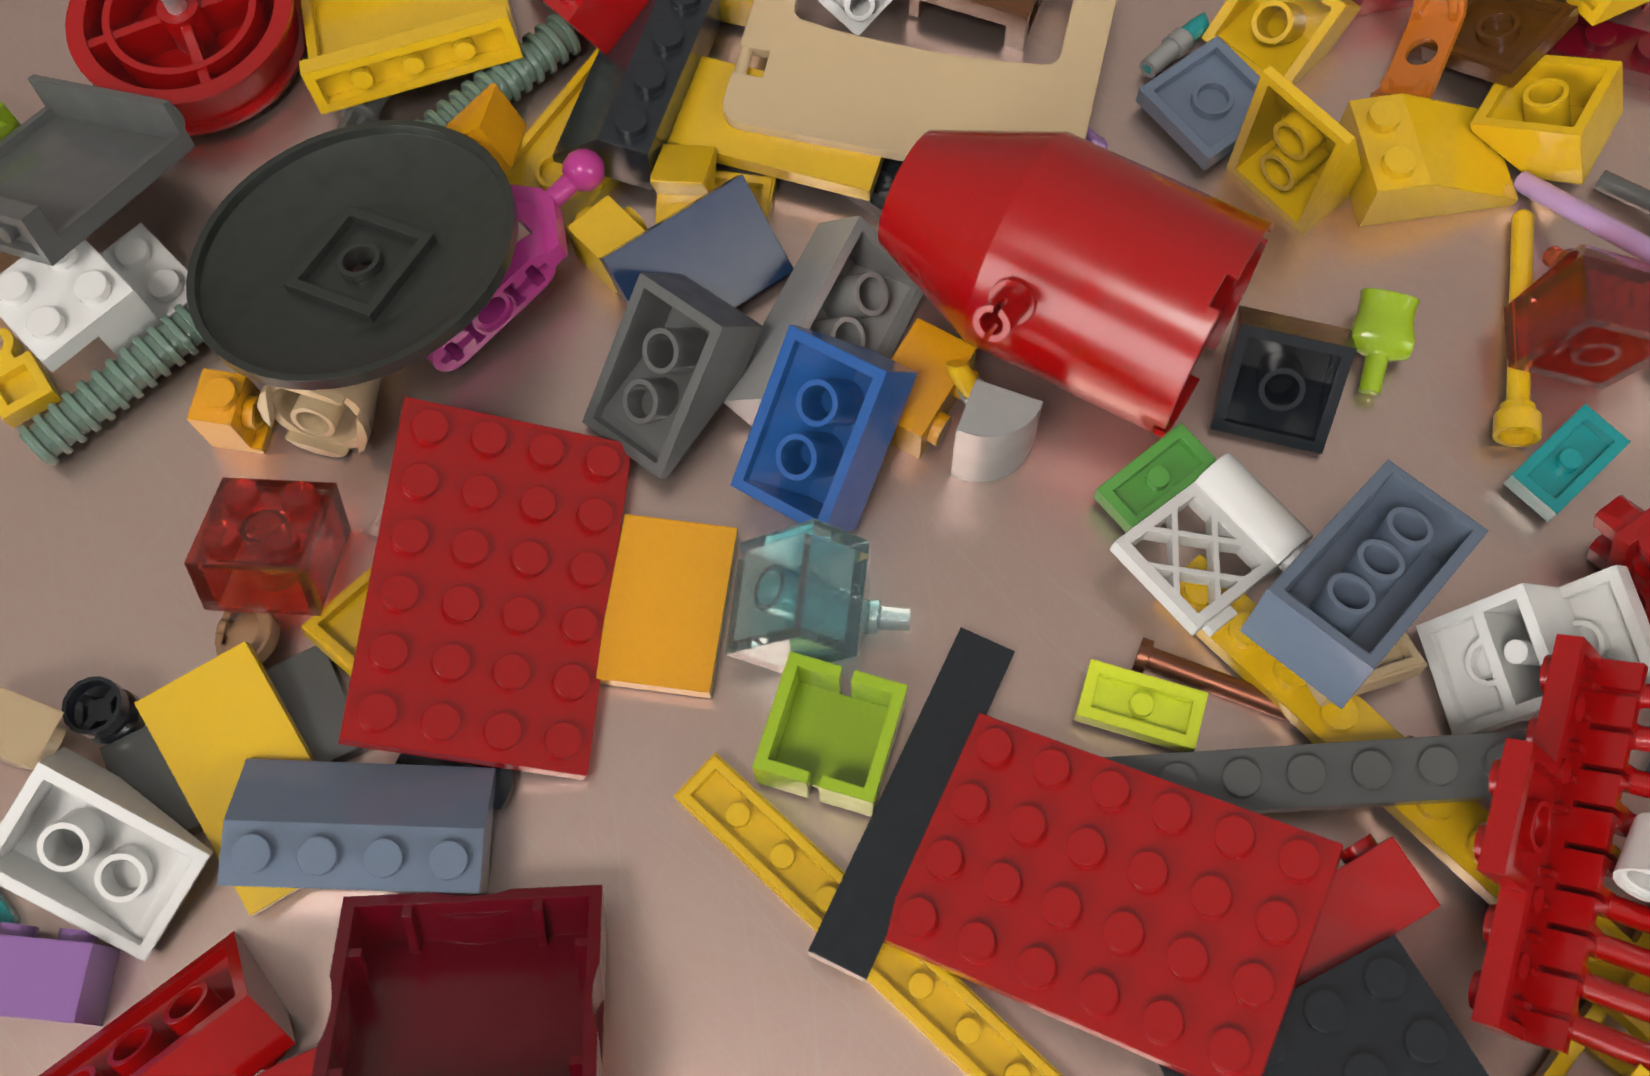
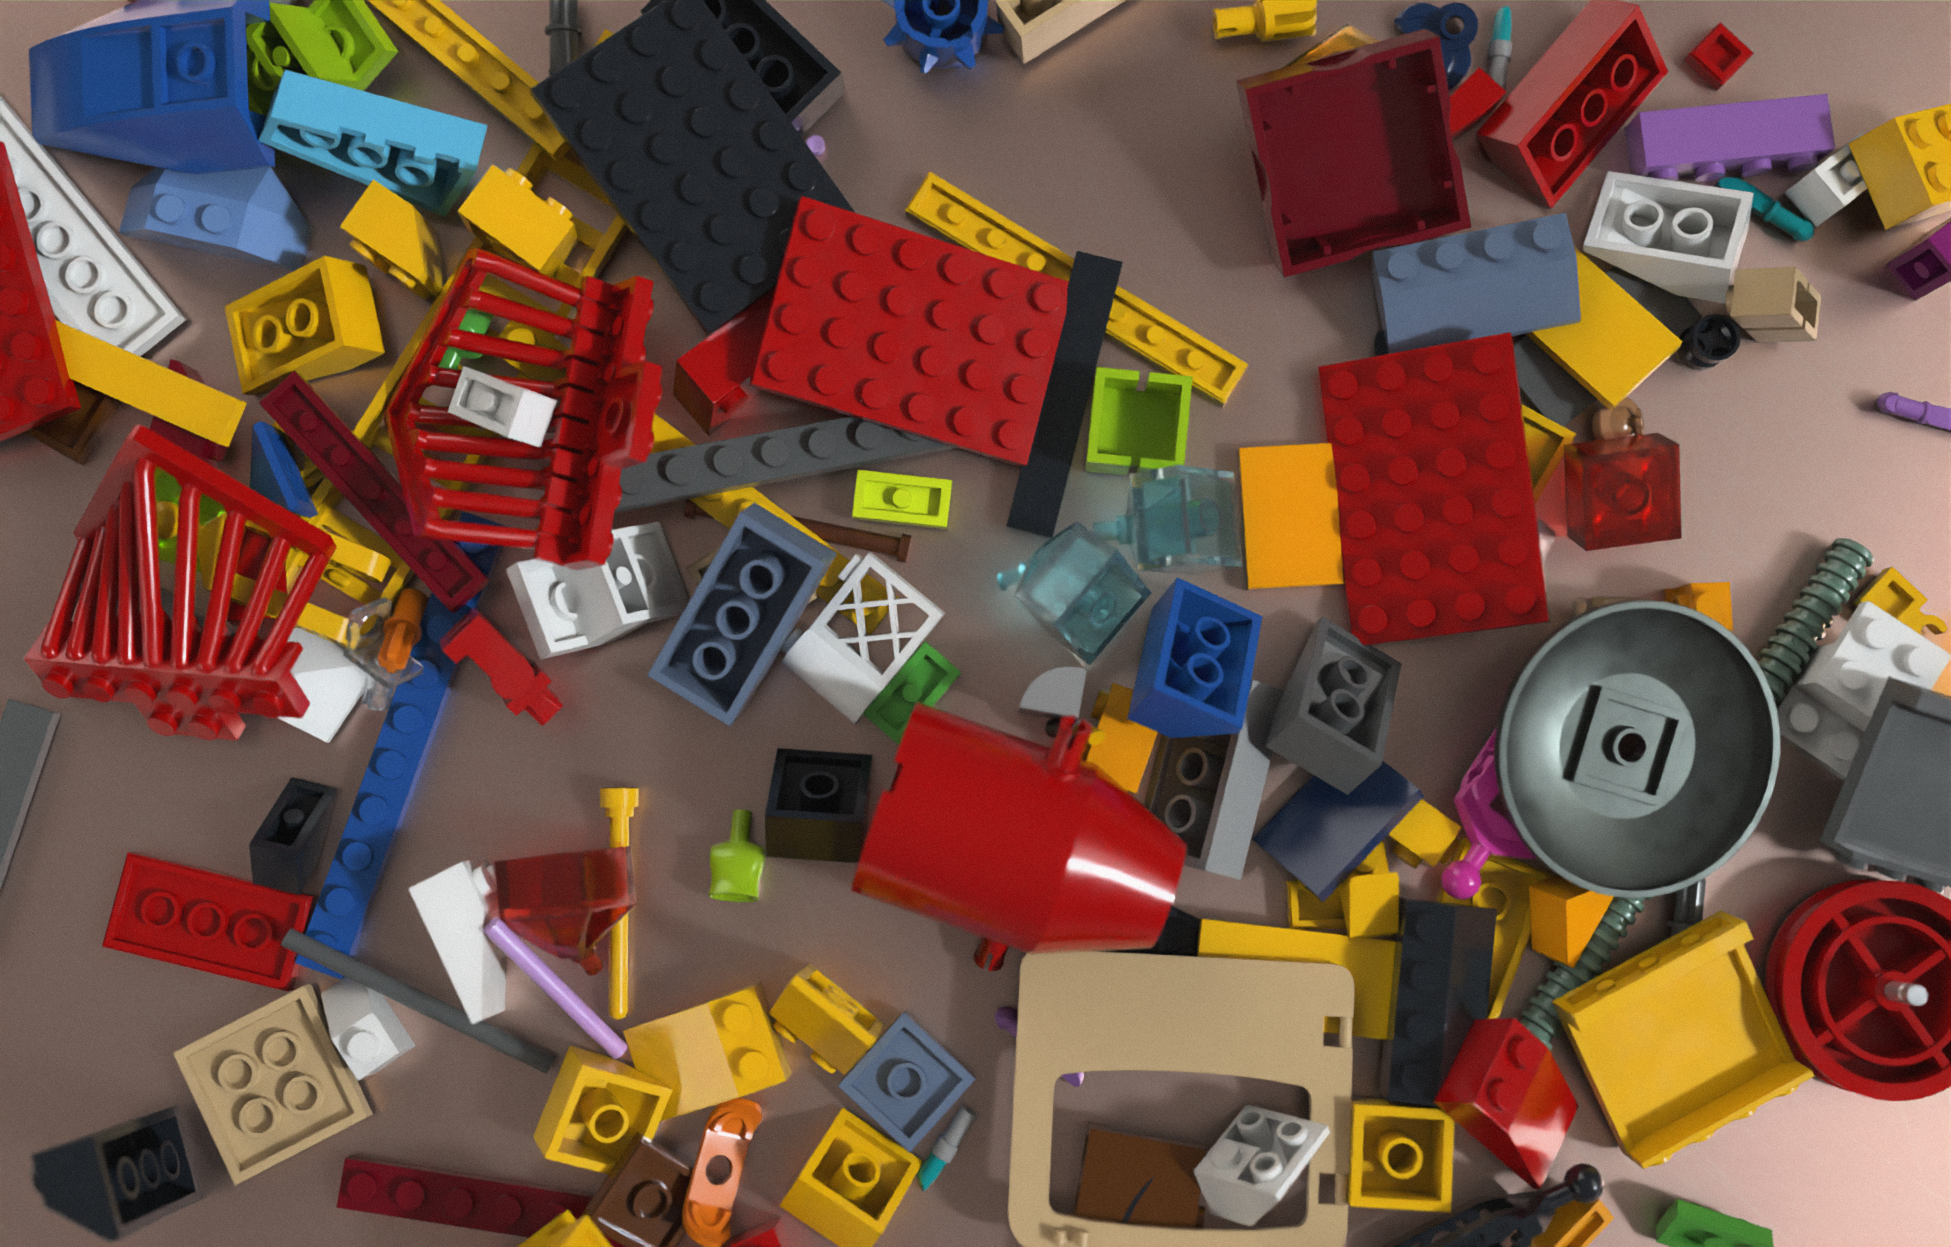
camera: 170 degrees right, 15 degrees up
(951, 546) = (1078, 590): none -> clear light blue piece
(1566, 462) = (577, 771): teal plate -> none

